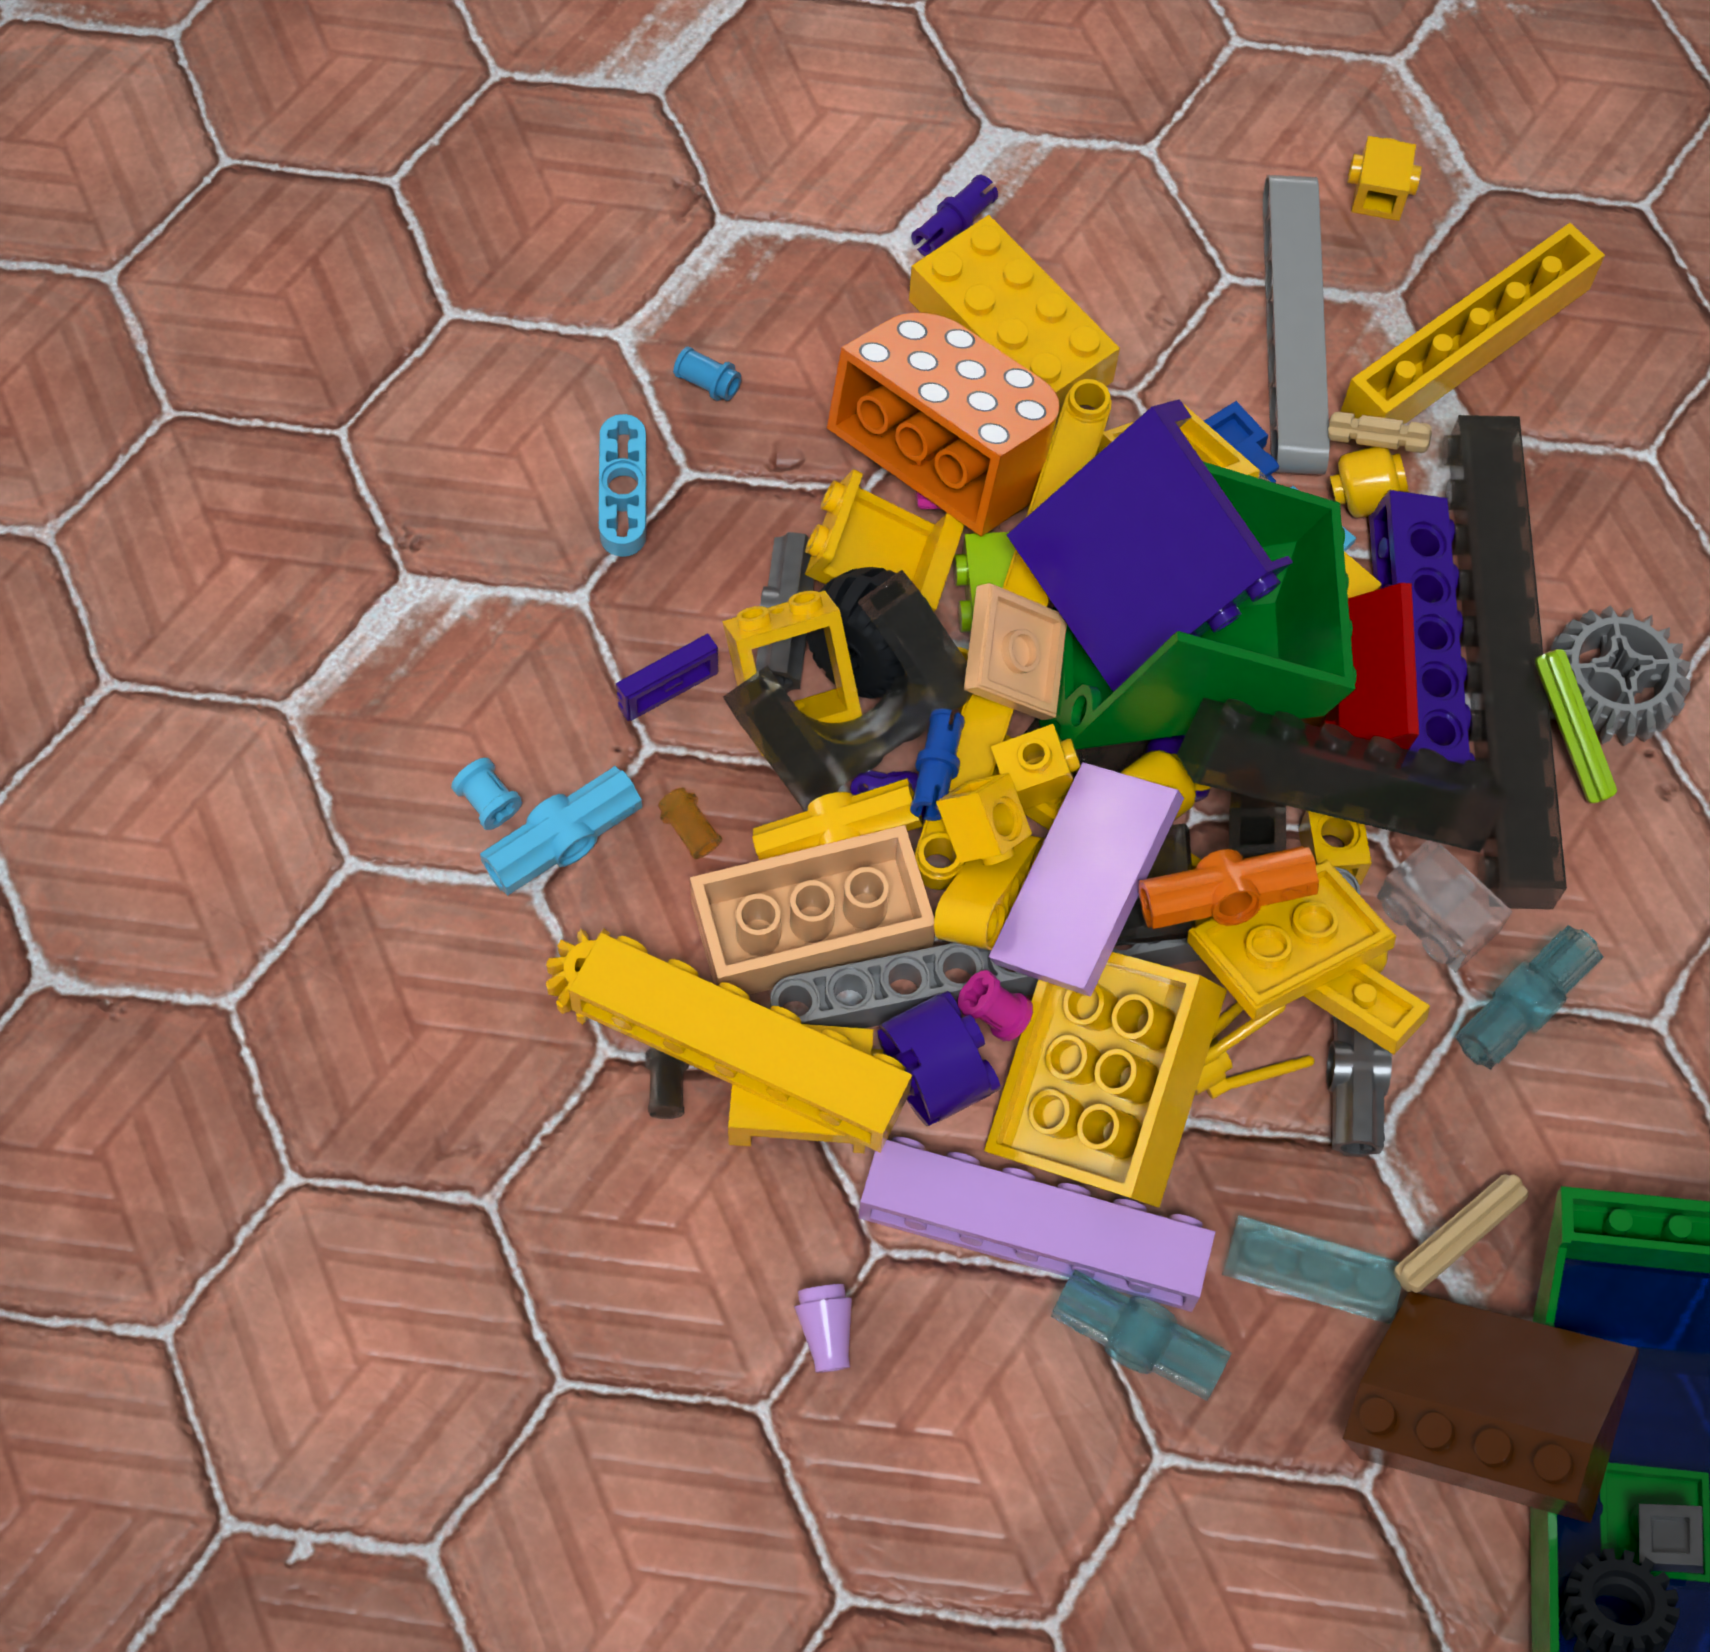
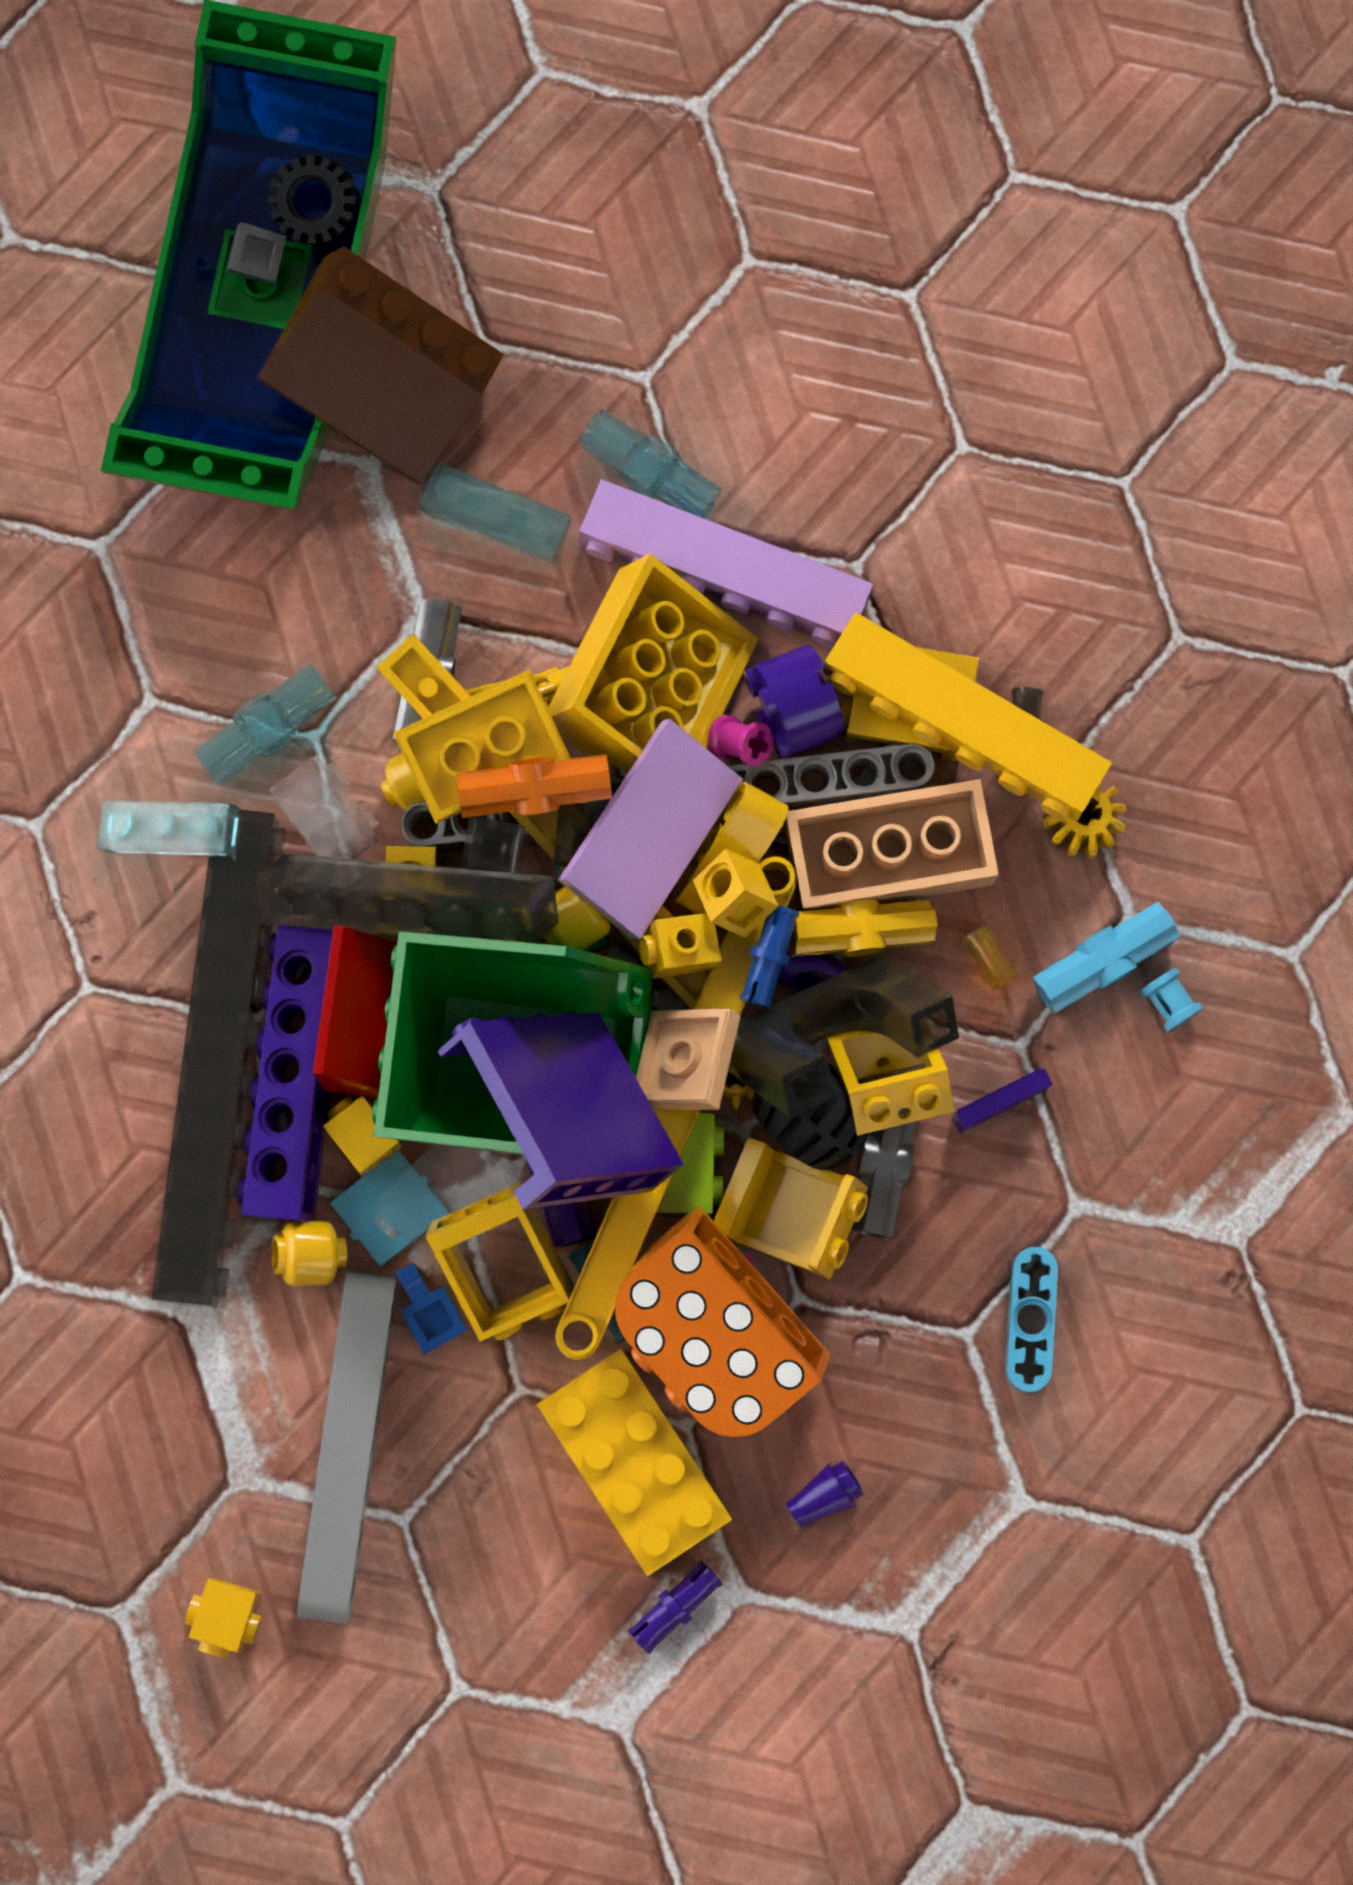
camera: 175 degrees left, 15 degrees up
(717, 378) = (941, 1436): dark azure pin -> none
(815, 317) = (826, 1494): none -> dark purple cone
(826, 1325) = (907, 501): lavender cone -> none
(1379, 432) = (295, 1287): tan axle -> none
(1460, 1233) = (367, 524): tan axle -> none
(1476, 329) = (173, 1407): yellow brick -> none
(1575, 726) = (169, 968): lime axle -> none
(1611, 868) = (168, 827): none -> clear light blue plate
(1630, 660) = (137, 1027): light grey gear -> none

